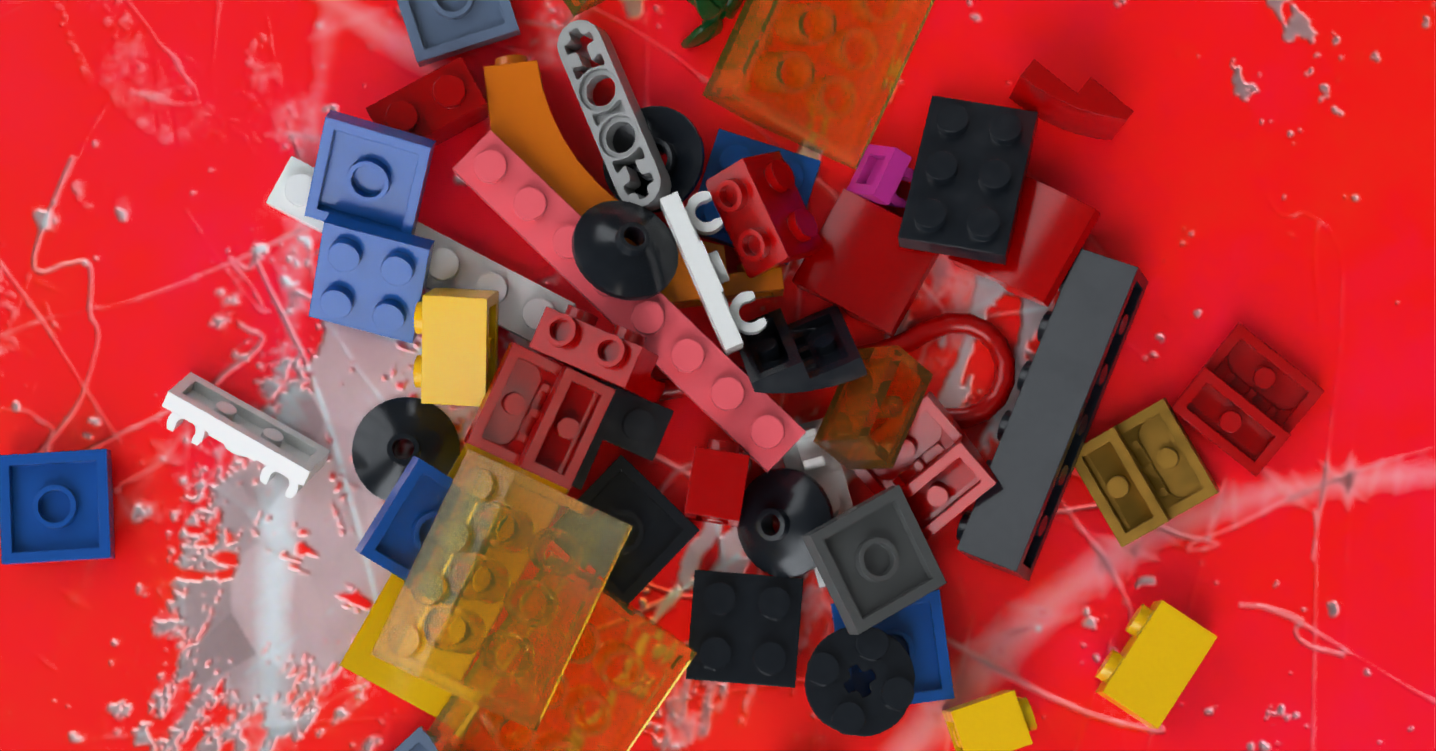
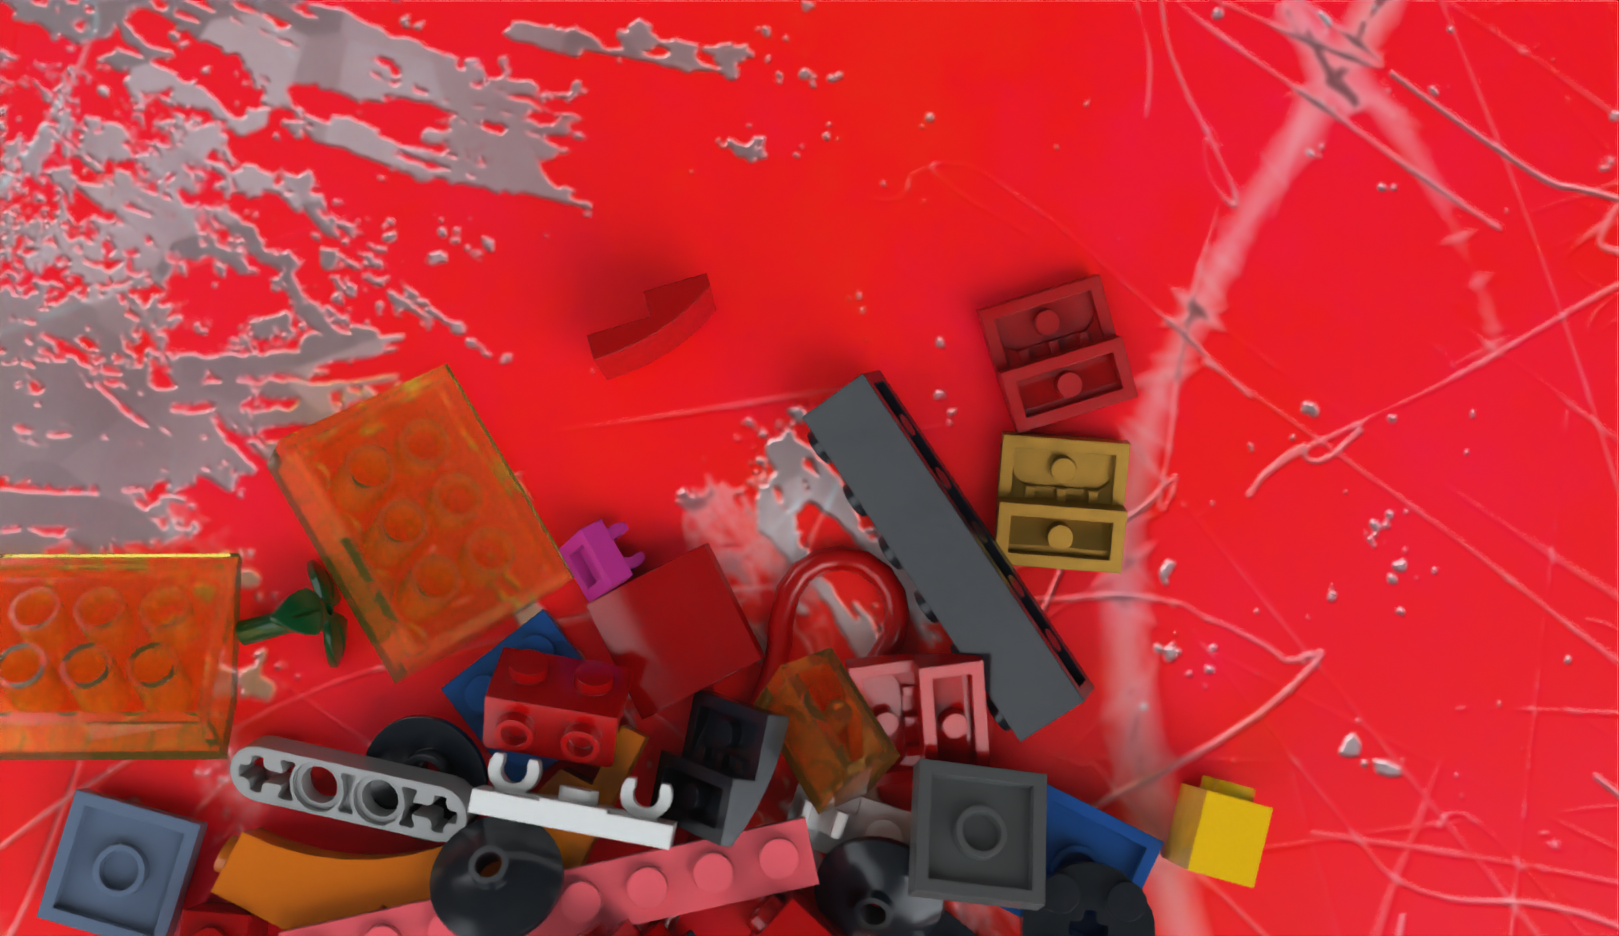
camera: 55 degrees left, 0 degrees up
(968, 180) = (661, 478): black plate -> none
(1043, 244) = (754, 460): red slope -> none
(1154, 662) = (1256, 621): yellow brick -> none

